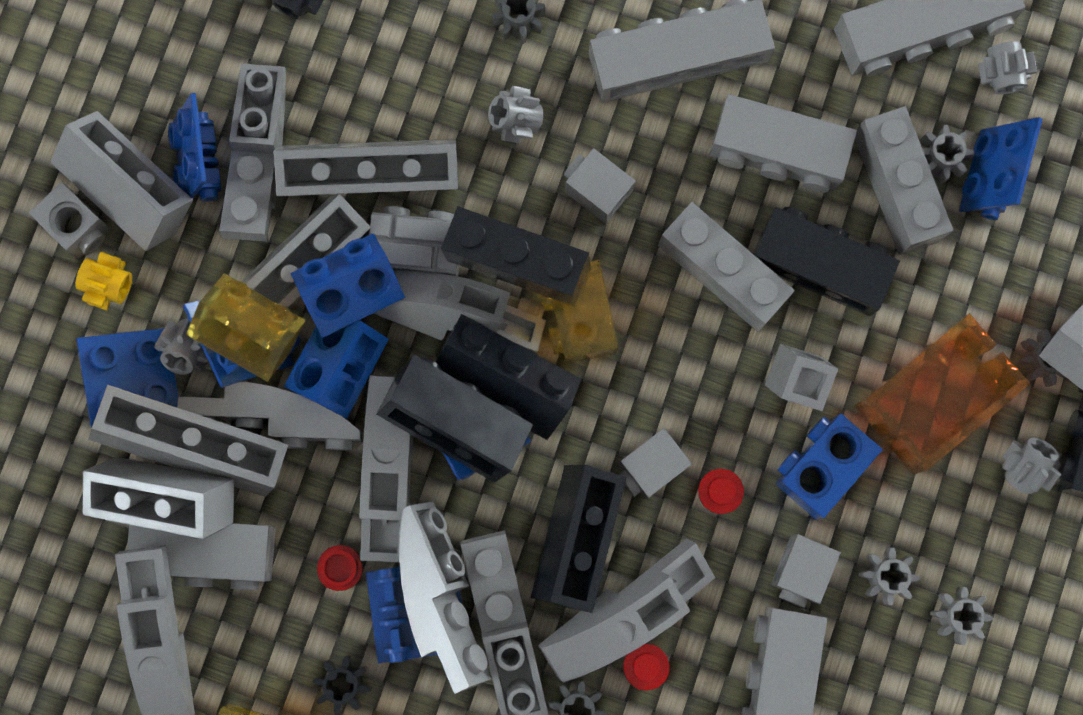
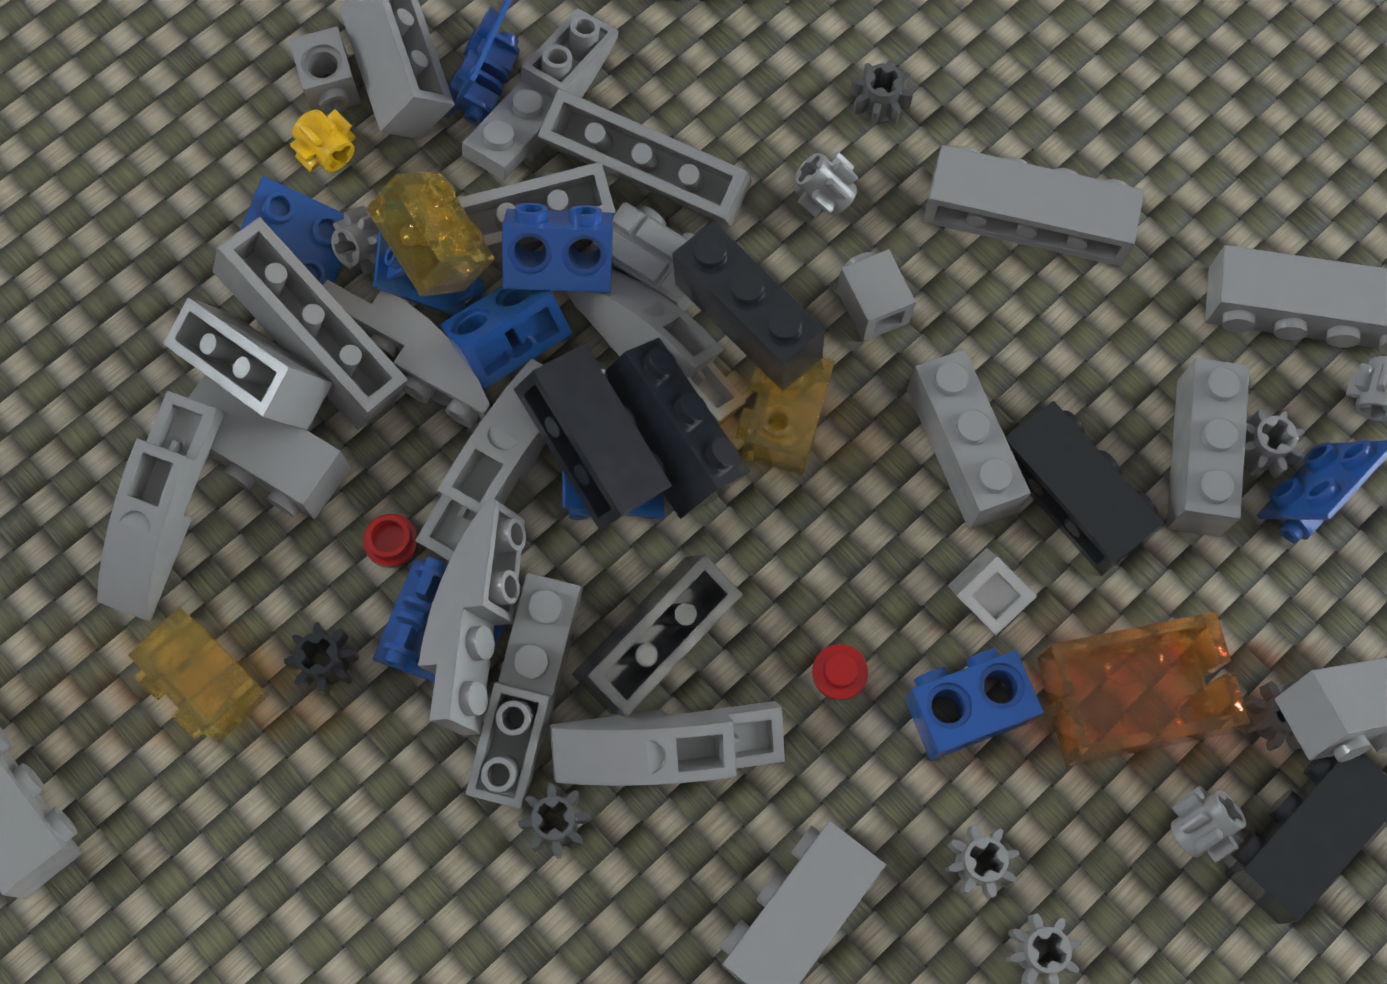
camera: 30 degrees right, 10 degrees down
(646, 667) = (656, 817): red plate -> none
(653, 465) = (780, 603): light grey brick -> none
(782, 144) = (1094, 346): light grey brick -> none
(804, 570) = (888, 804): light grey brick -> none

